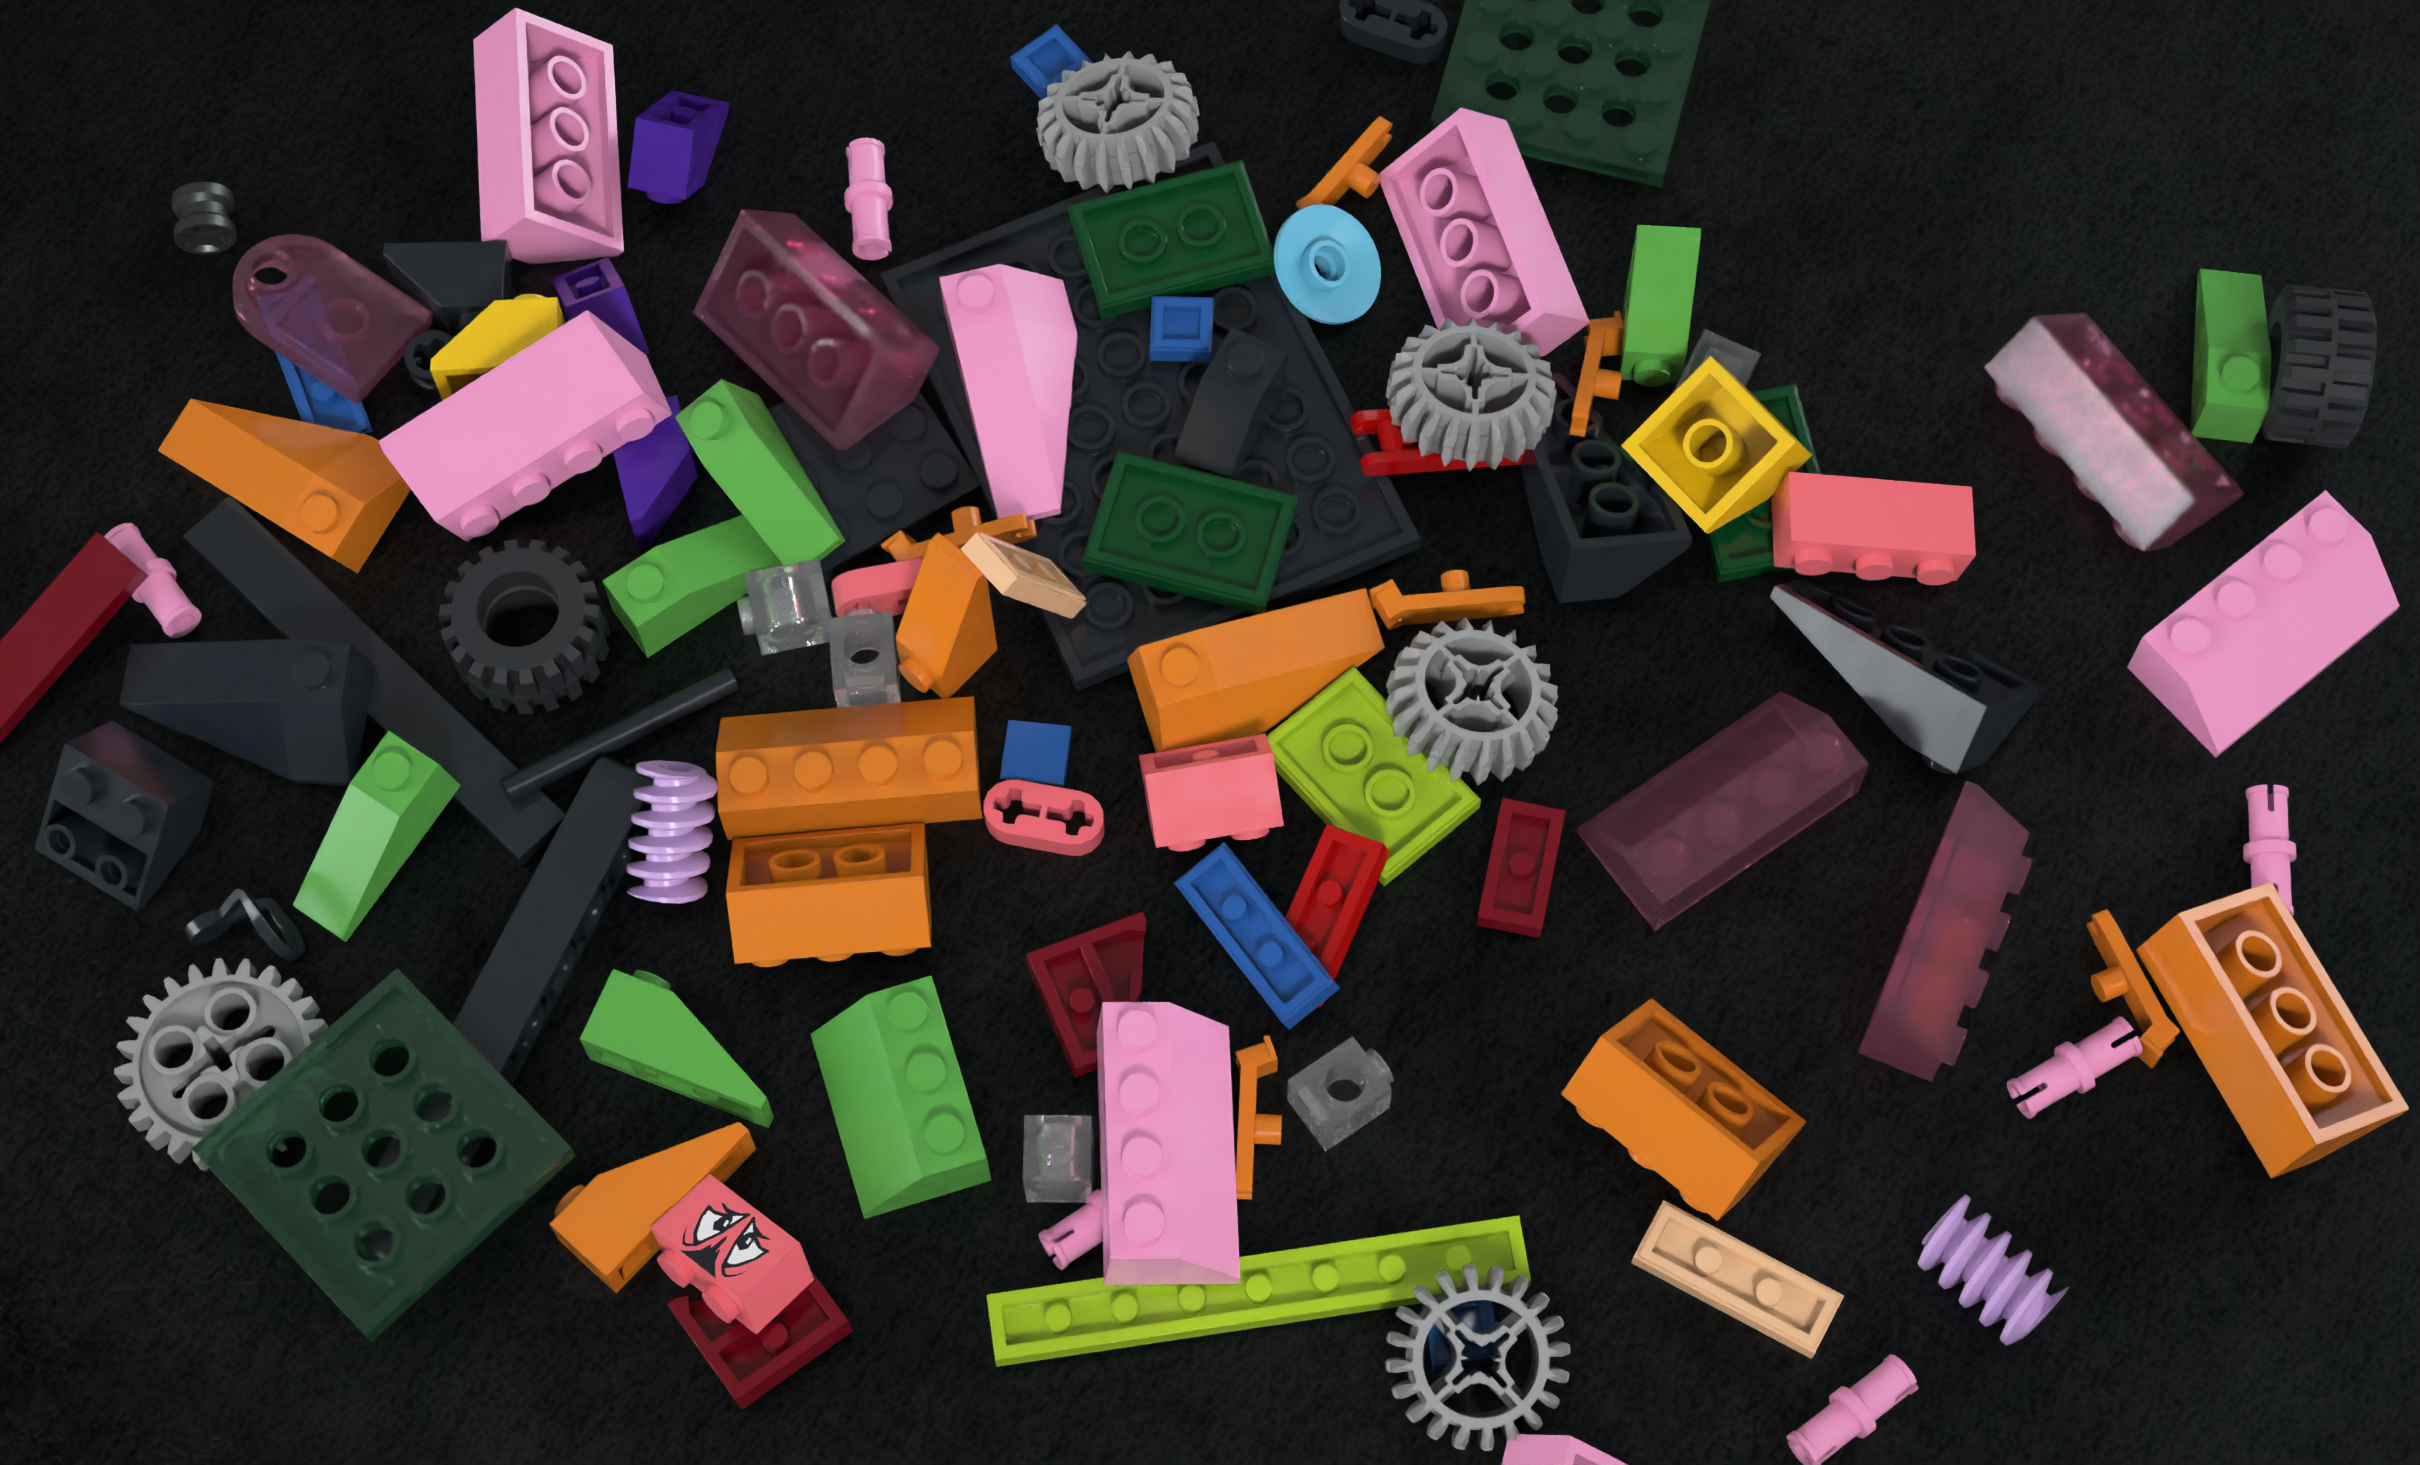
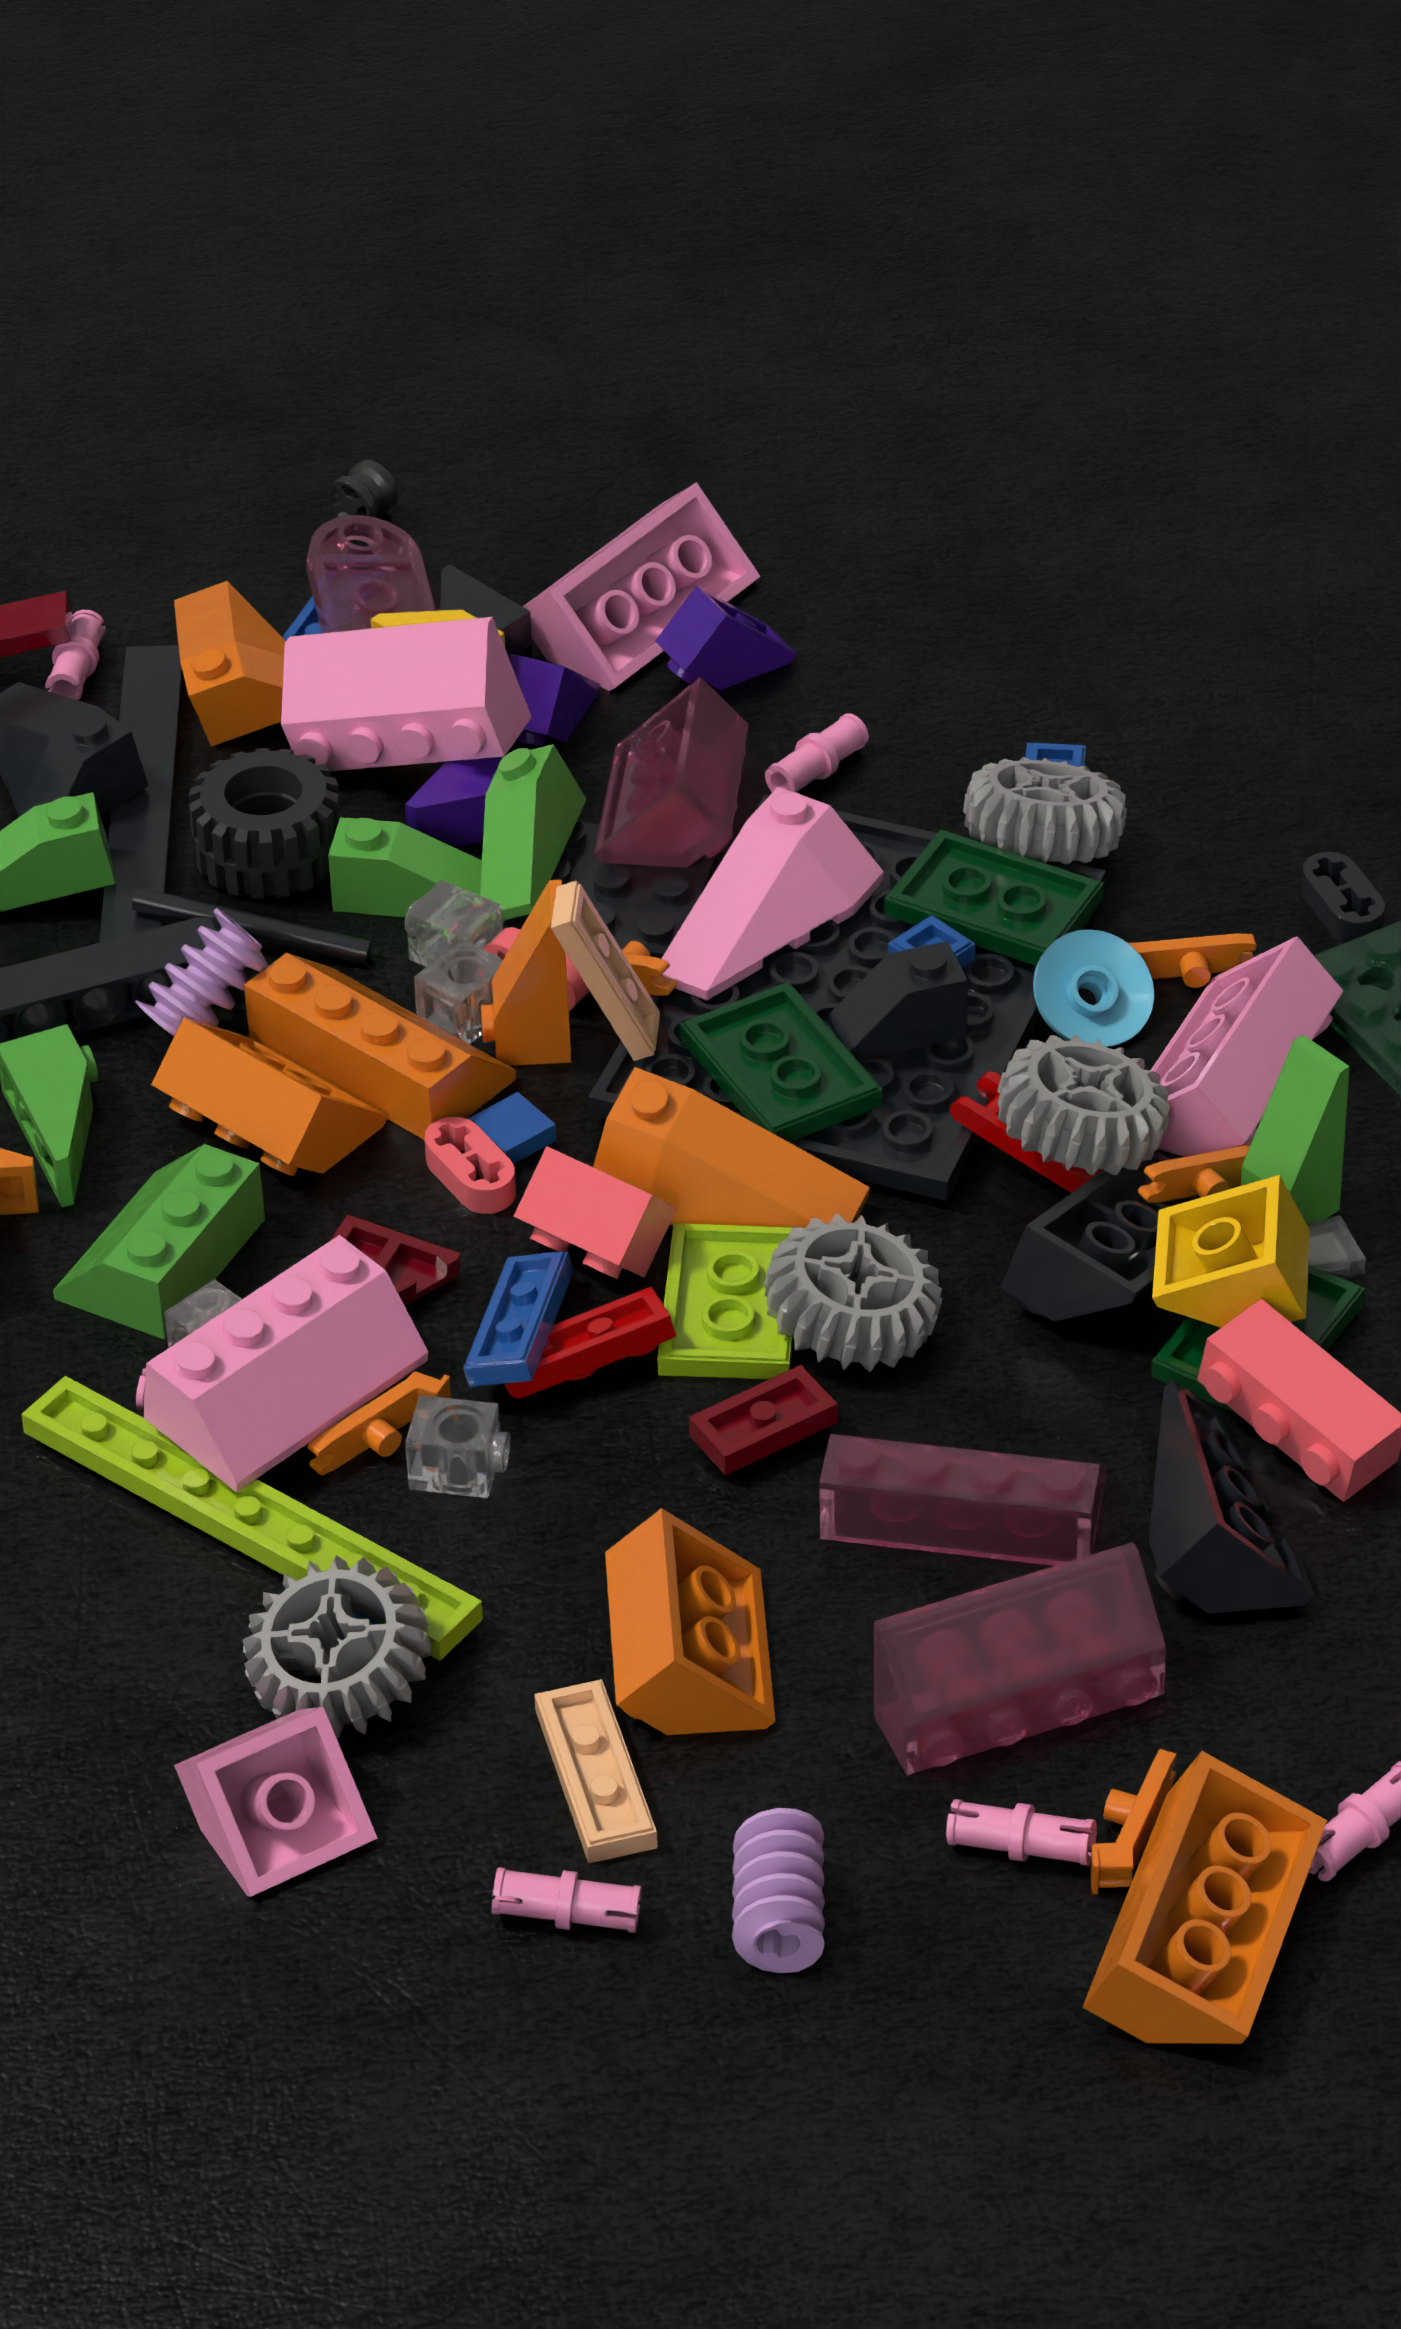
camera: 45 degrees right, 25 degrees down
(1451, 604) = (940, 1240): orange piece -> none

